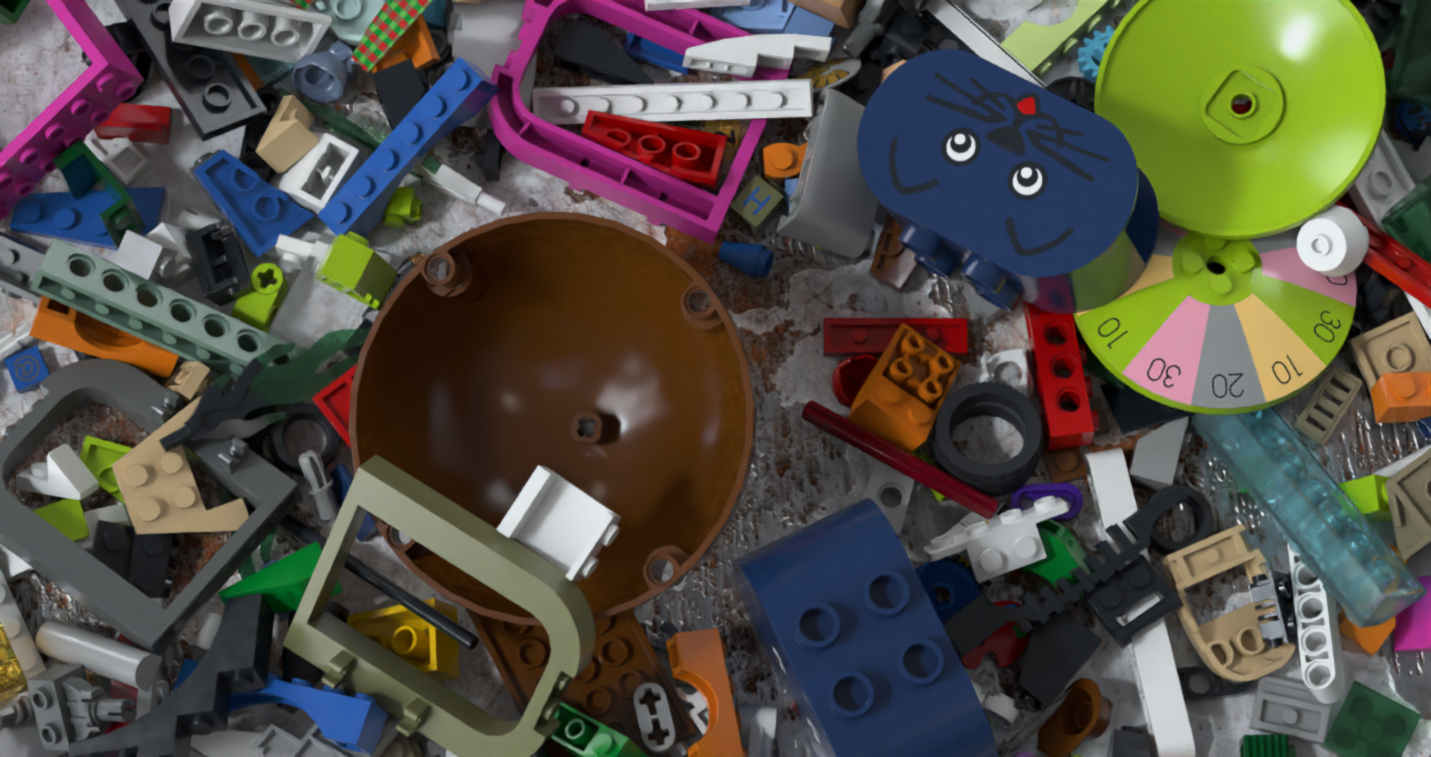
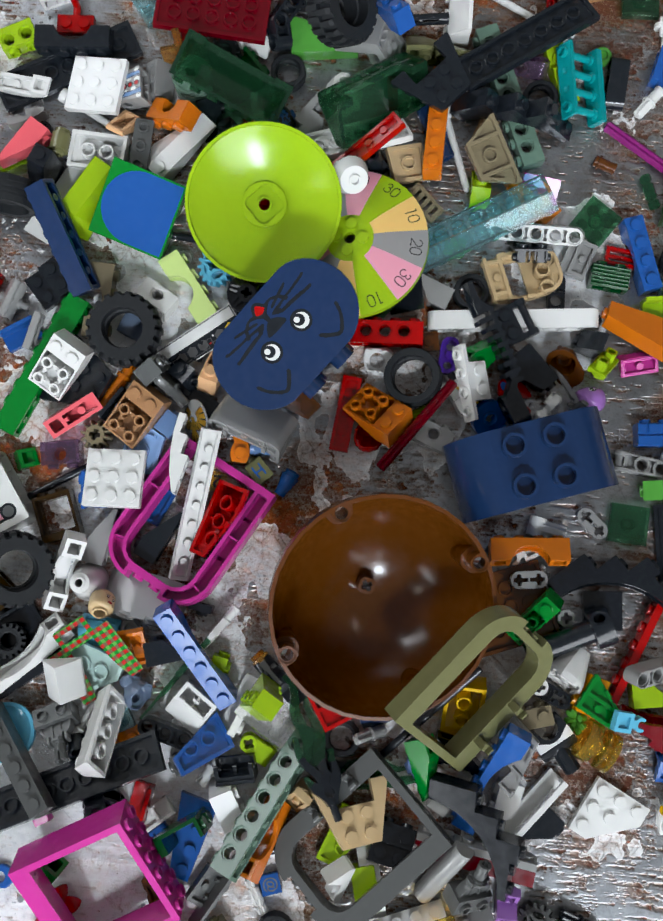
camera: 75 degrees left, 10 degrees up
(145, 257) = (228, 813): light grey brick -> none
(287, 135) = (168, 719): tan slope -> none
(560, 523) = (444, 612): white panel -> none

